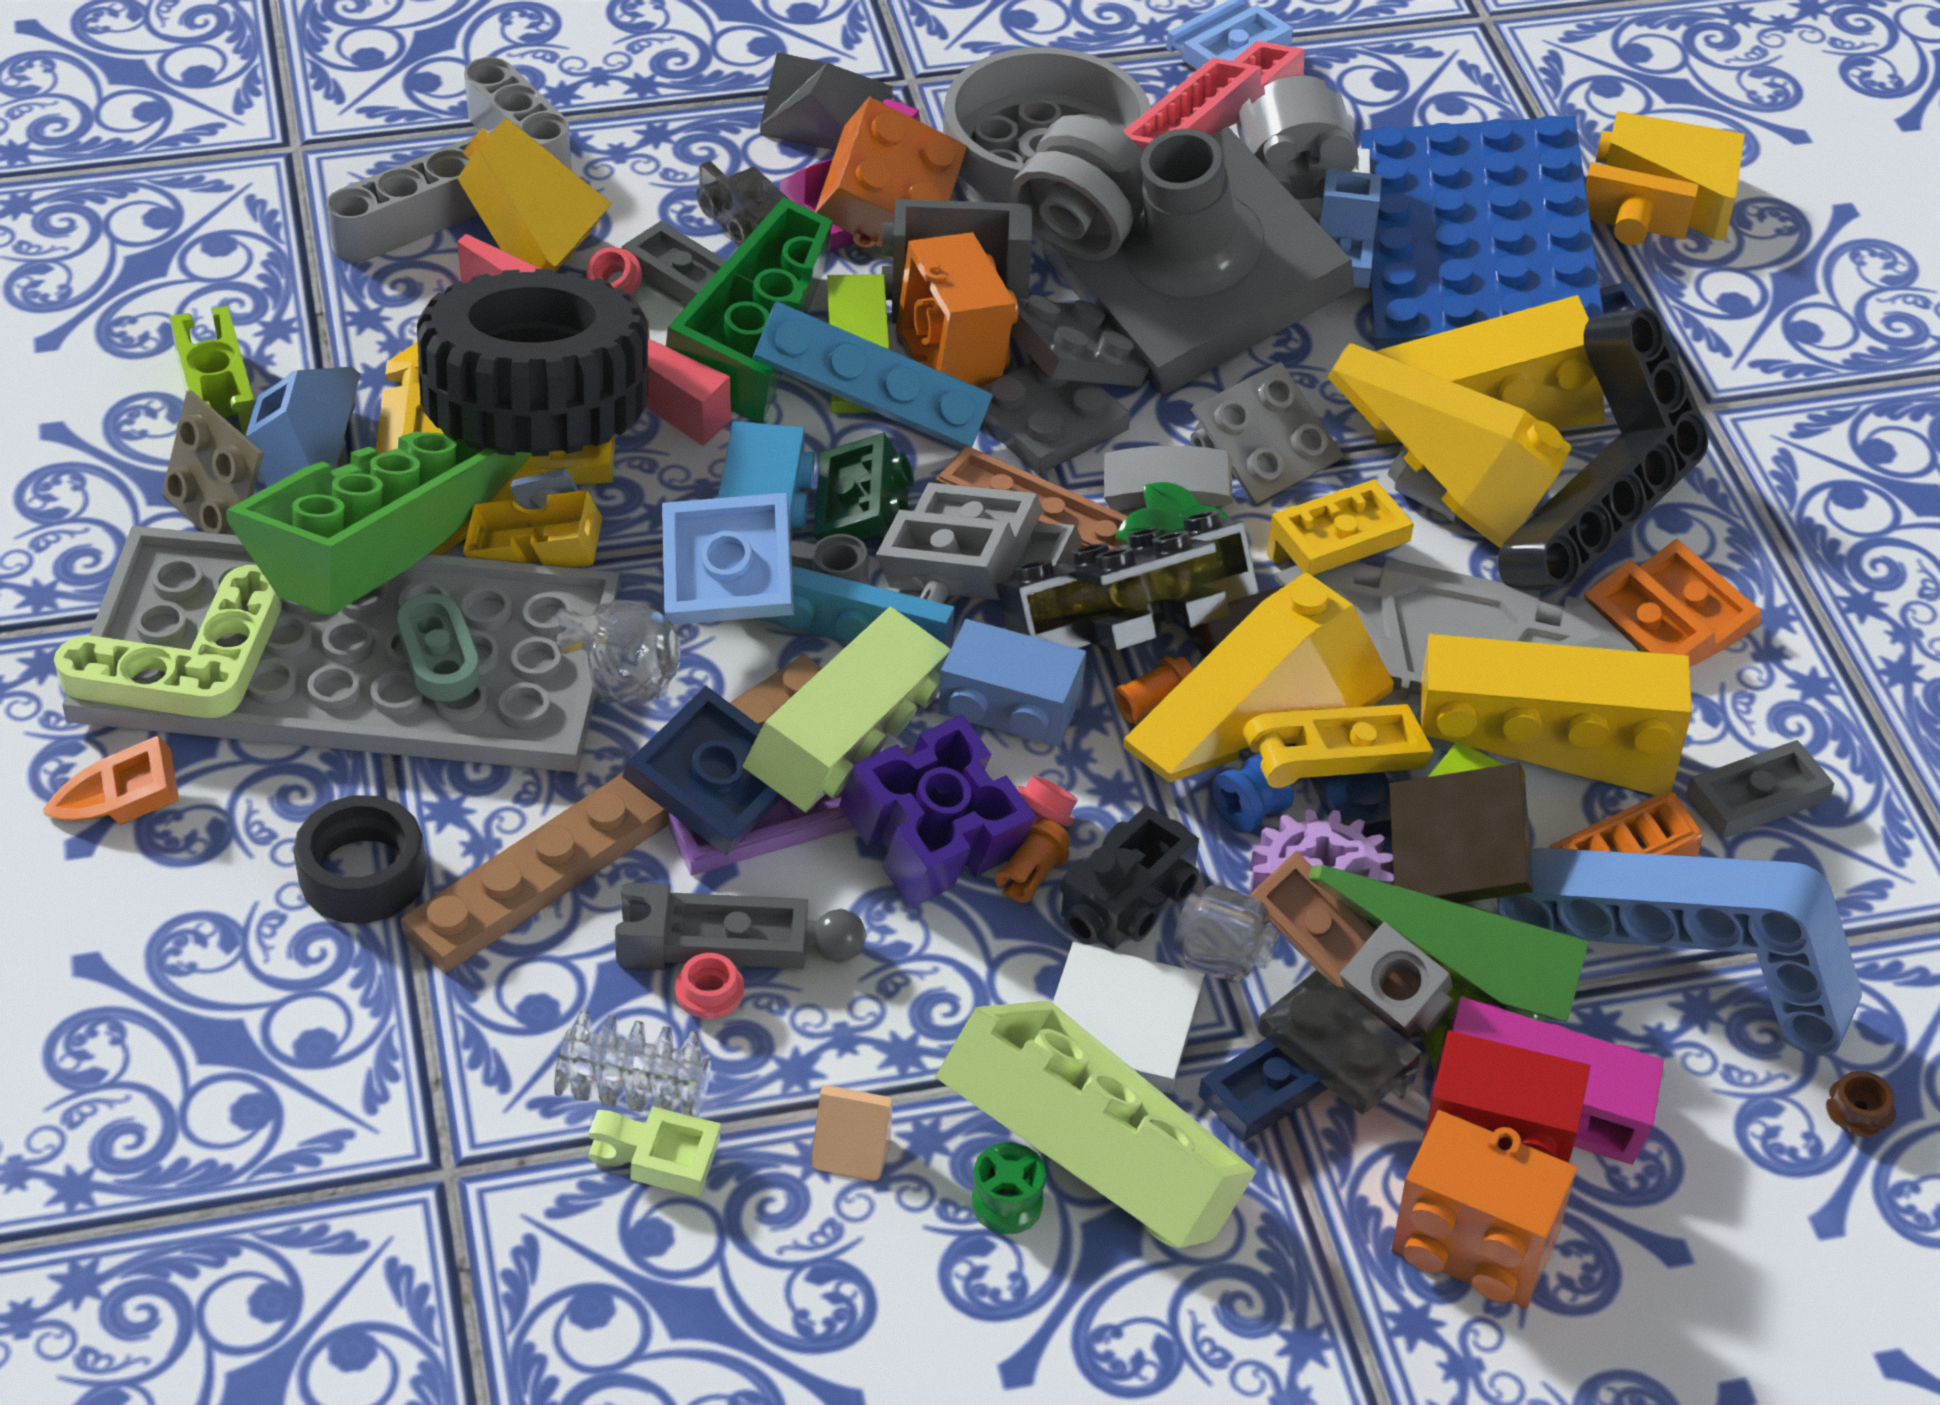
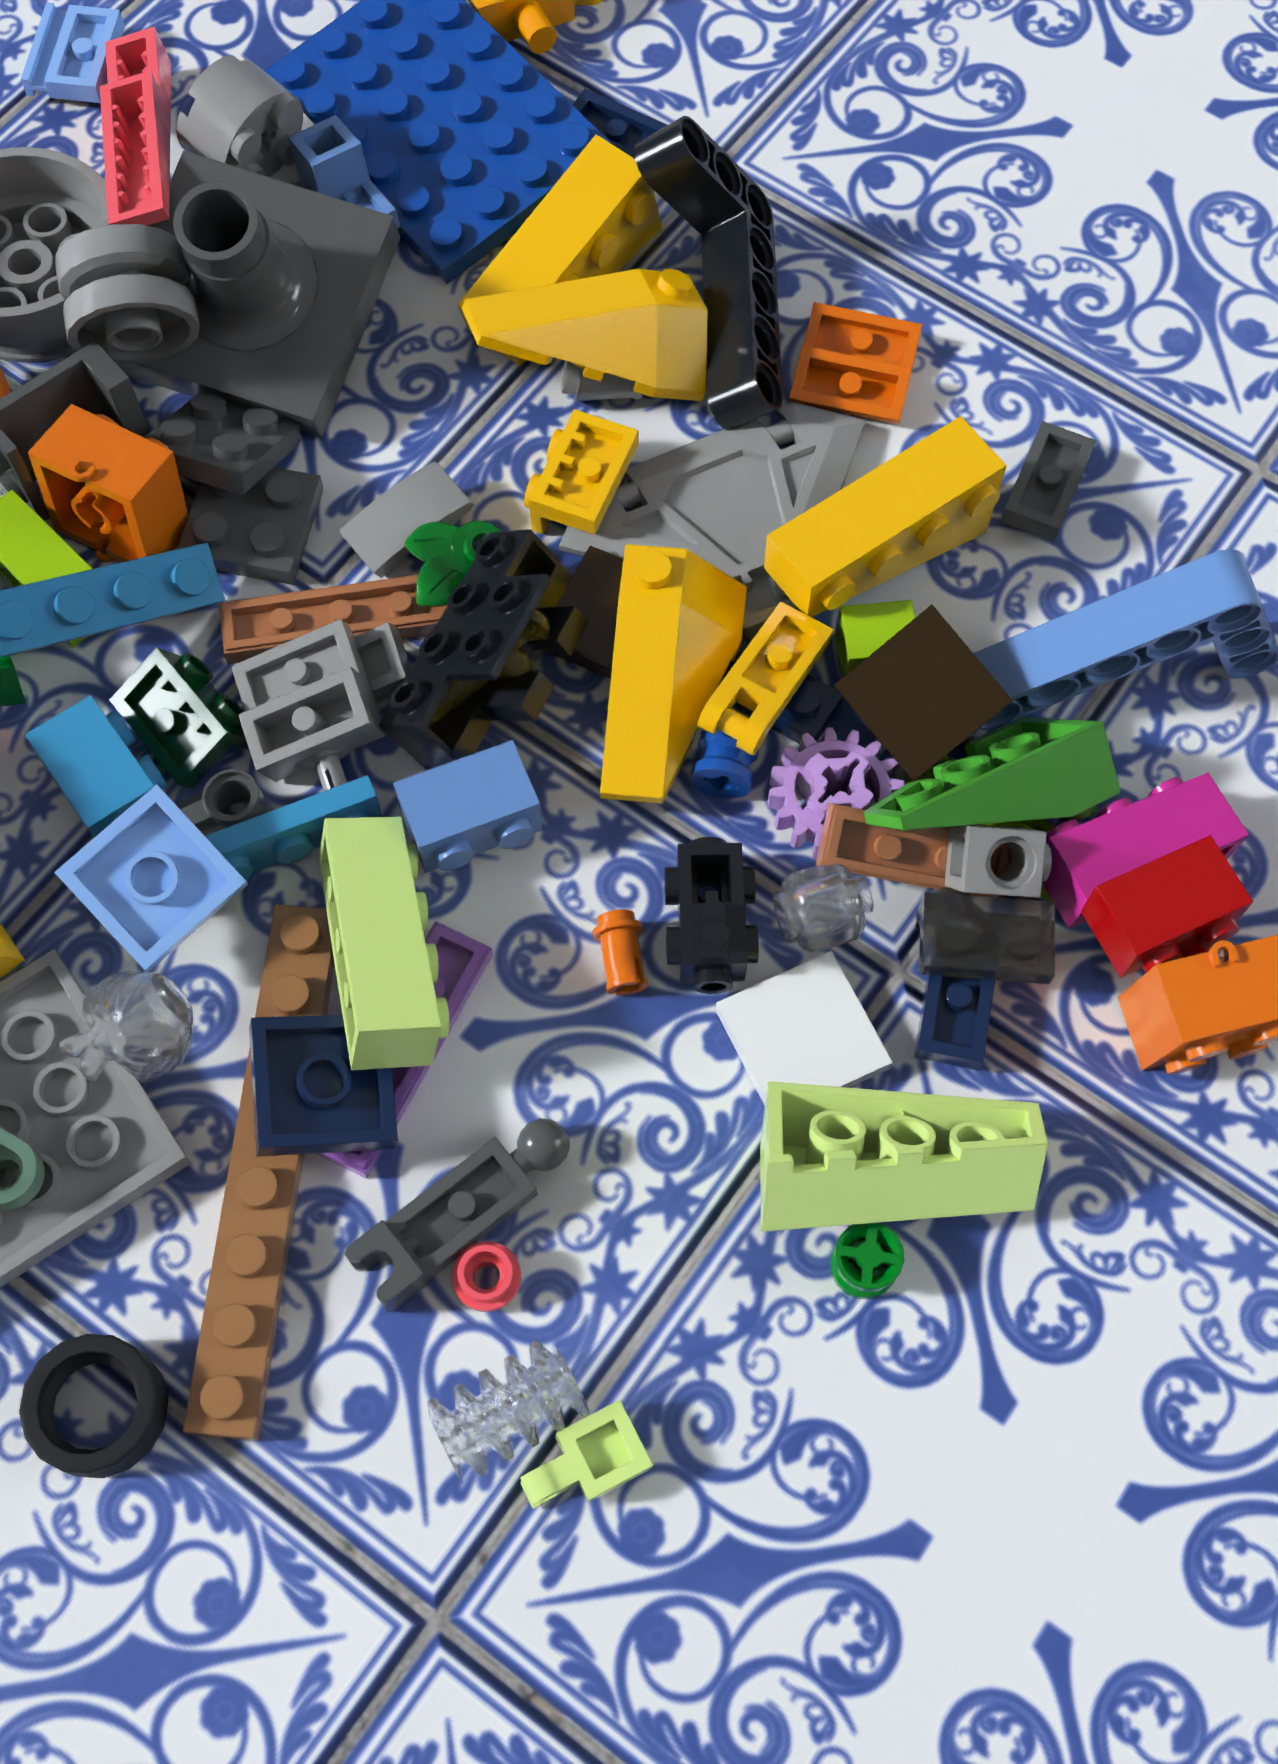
camera: 40 degrees left, 20 degrees up
(852, 1133) = (716, 1316): light nougat slope -> none
(936, 810) = (562, 958): dark purple brick -> none
(1049, 801) = (586, 893): coral plate -> none
(1148, 690) = (570, 721): orange pin -> none
(1267, 432) = (442, 420): light grey hinge -> none
(1658, 821) = (1022, 566): orange slope -> none

